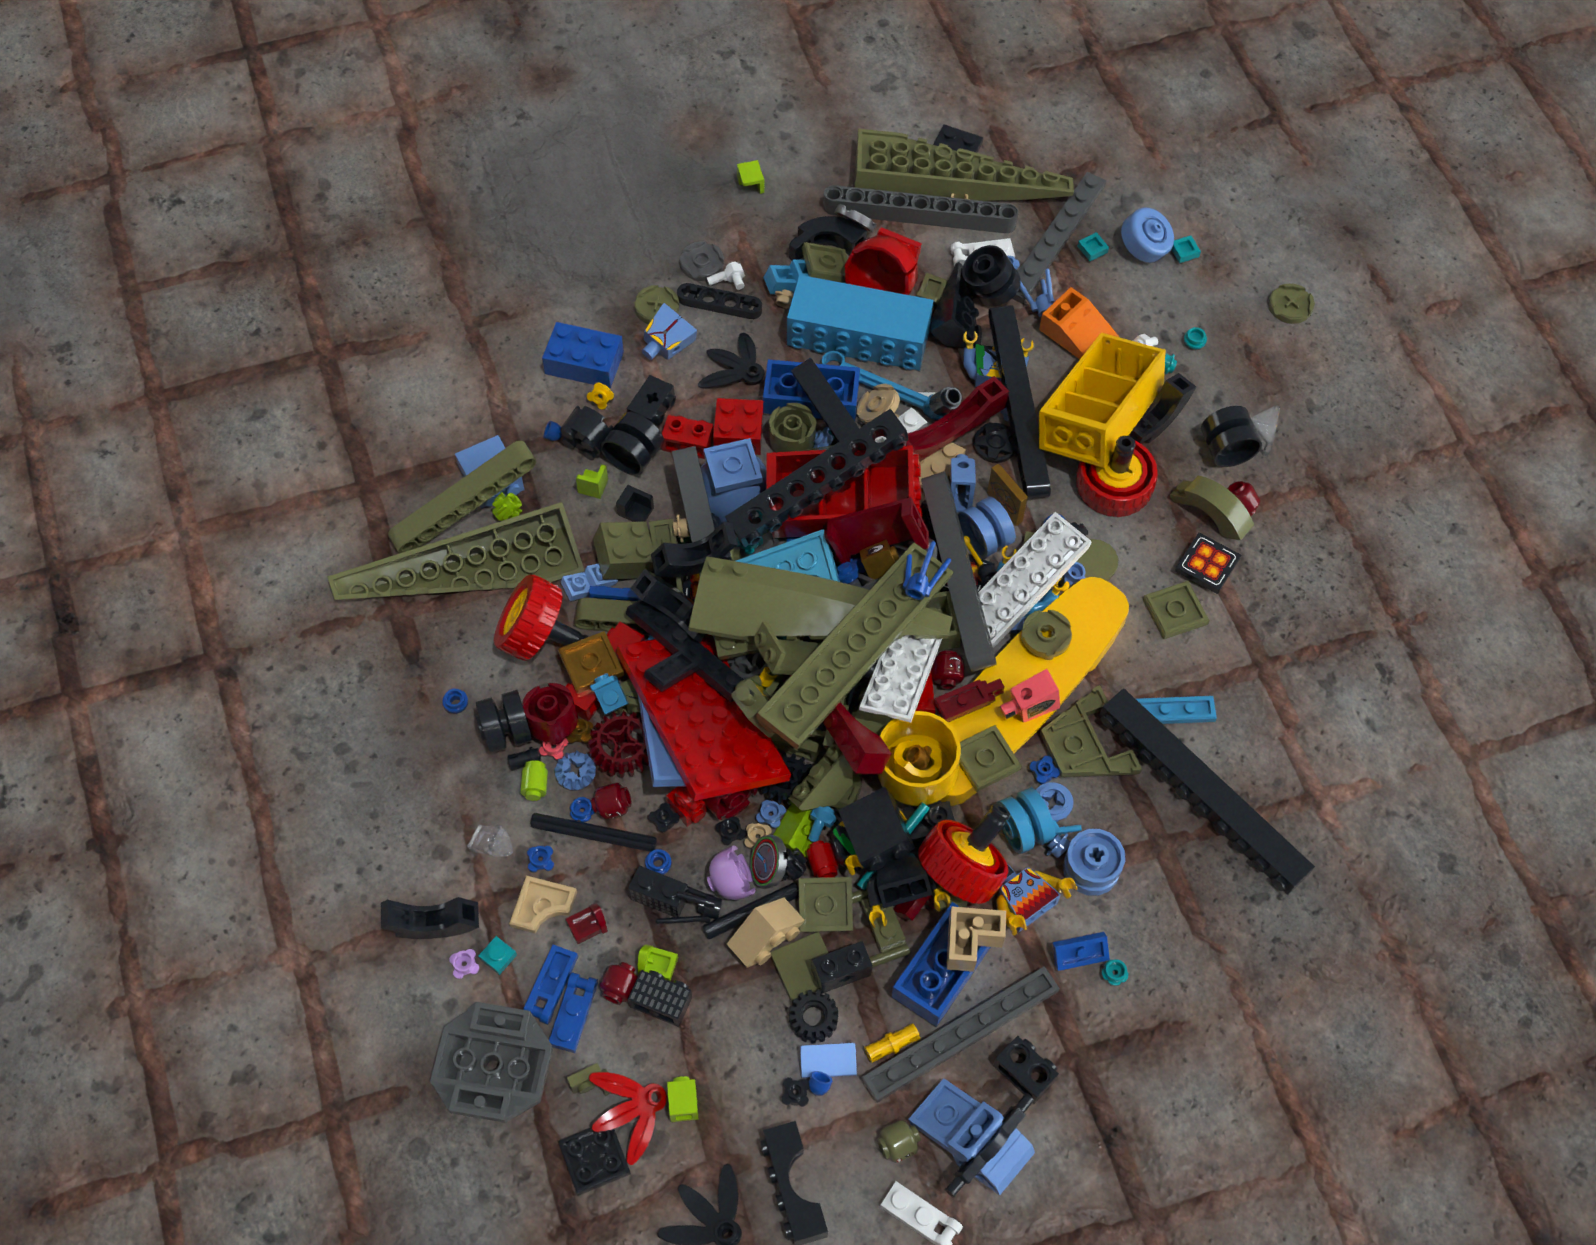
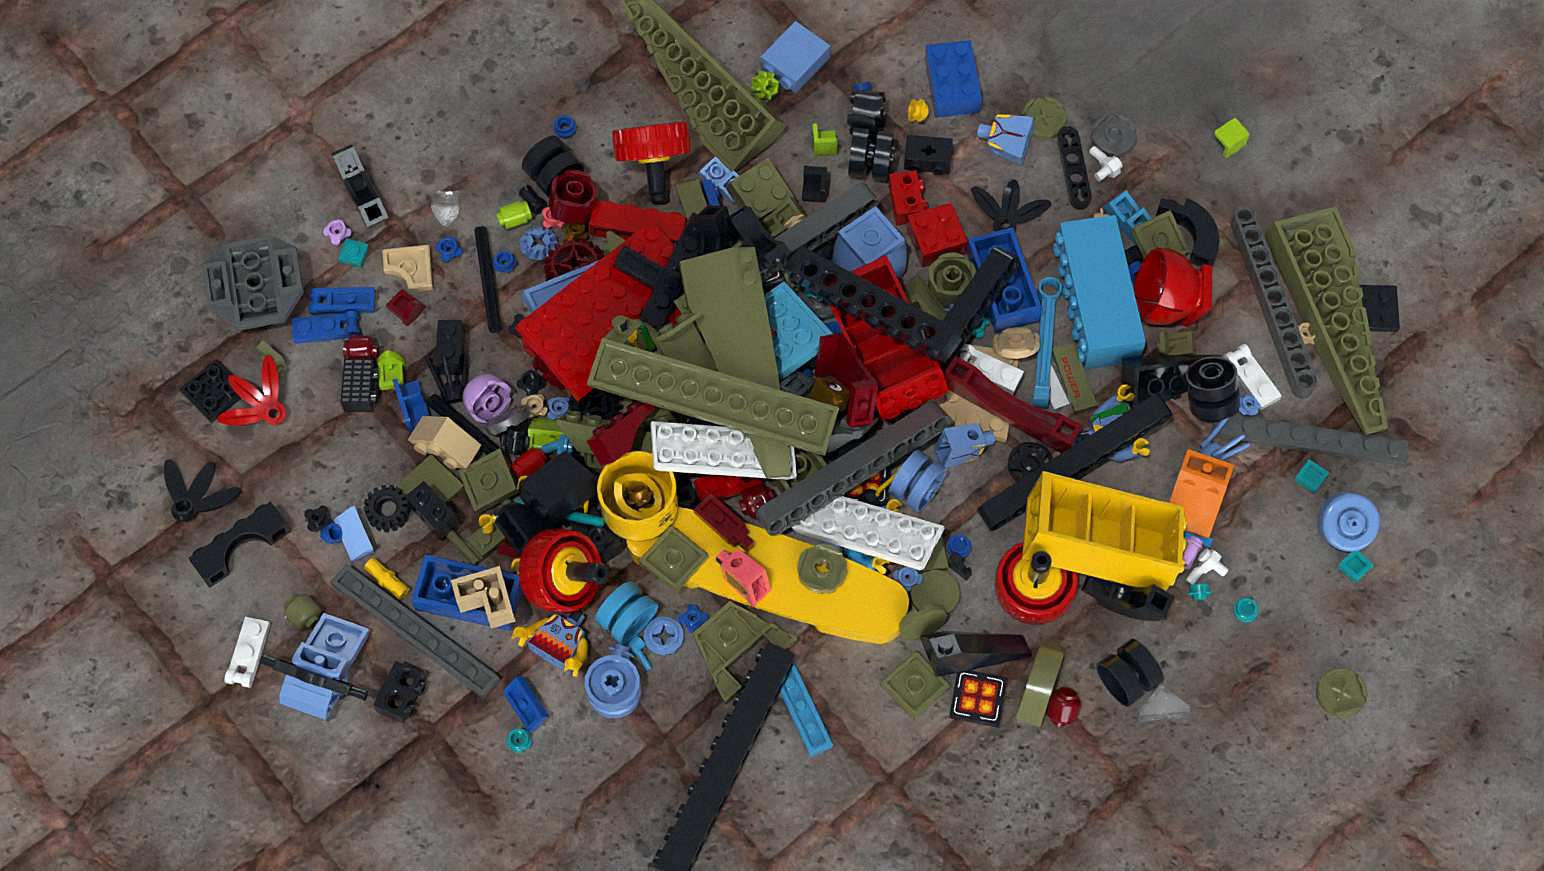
camera: 70 degrees right, 5 degrees up
(462, 497) = (751, 44): olive beam -> none
(590, 659) = (634, 207): pearl gold tile -> none
(609, 693) = (609, 233): dark azure bracket -> none
(611, 801) = (517, 278): dark red head -> none
(658, 855) = (475, 334): blue plate -> none
(682, 1099) = (279, 434): lime brick -> none
(704, 953) = (411, 403): none -> blue panel
(847, 572) = (806, 374): blue plate -> none
(856, 217) = (1224, 244): flat silver tile -> none
(918, 585) = (790, 423): blue plant -> none
(927, 377) = (1074, 378): none -> olive tile
(945, 400) = (1039, 401): black brick -> none
(1008, 493) = (964, 488): pearl gold tile -> none
(1125, 574) = (922, 622): none -> olive tile
(1160, 554) = (963, 651): none -> black wedge

